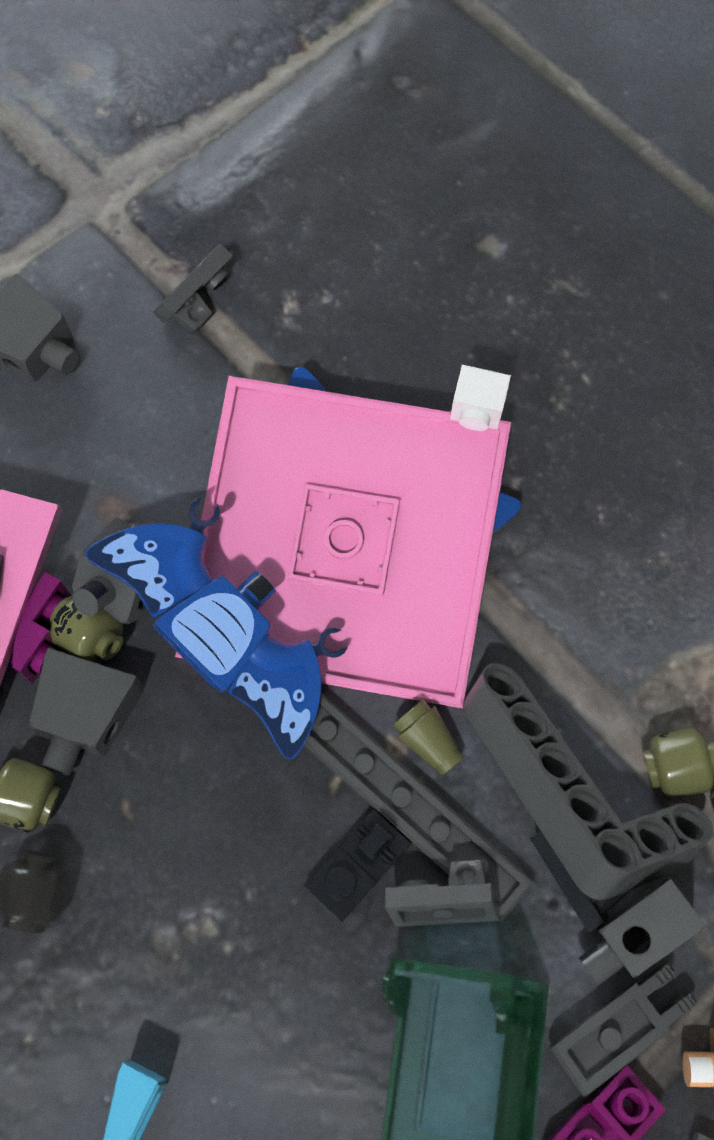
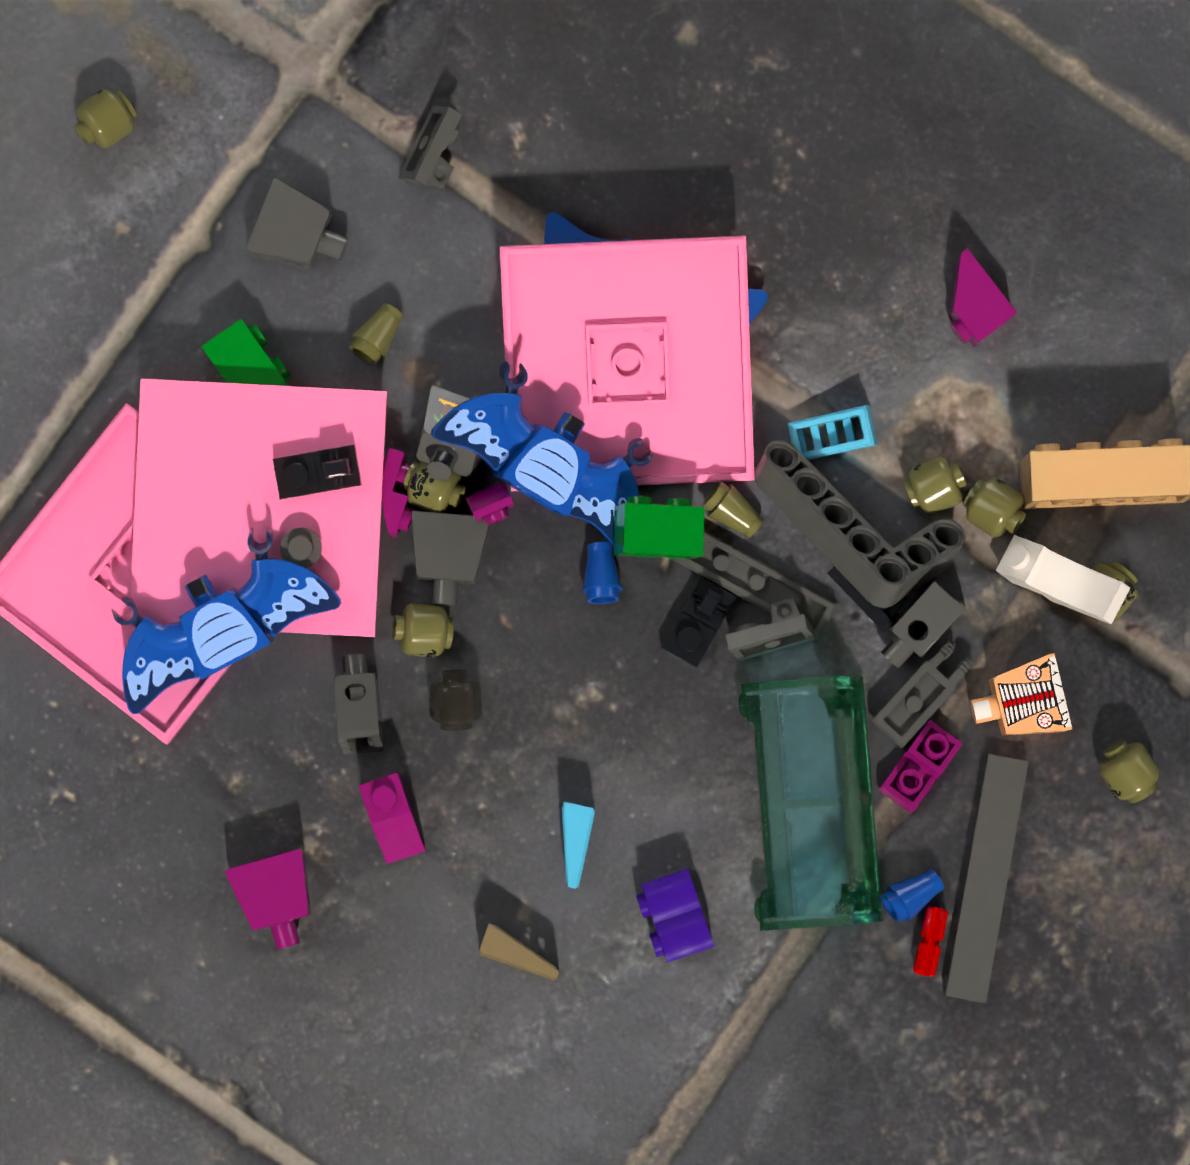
camera: 20 degrees left, 15 degrees up
(75, 457) = (375, 336): none -> olive cone
(140, 661) = (490, 504): none -> magenta slope
(253, 779) = (601, 575): none -> blue cone
(333, 735) = (658, 530): none -> green brick
(479, 398) = (715, 224): white slope -> none
(565, 658) = (867, 427): none -> medium azure slope

